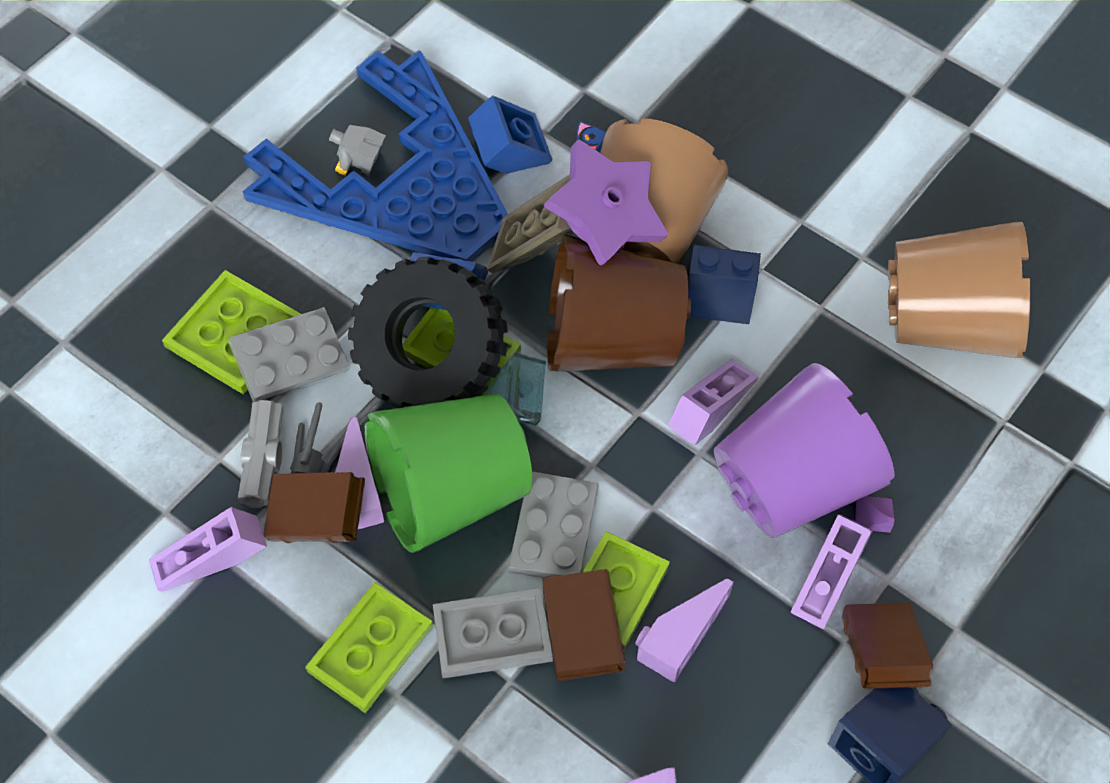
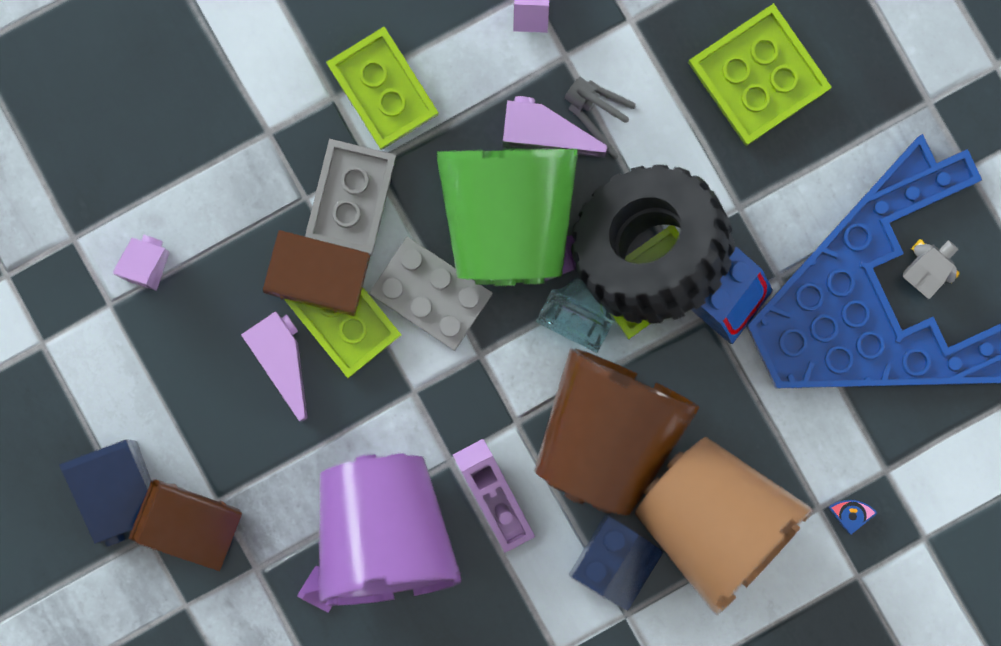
camera: 110 degrees right, 25 degrees up
(261, 453) = (612, 57): light grey piece -> none
(288, 354) = (706, 115): light grey plate -> none
(314, 507) = (526, 82): reddish brown piece -> none
(508, 136) = (884, 430): blue slope -> none
(528, 231) = (725, 402): dark tan slope -> none
(607, 202) = (696, 429): medium lavender plate -> none
(831, 571) = (280, 520): lavender slope -> none

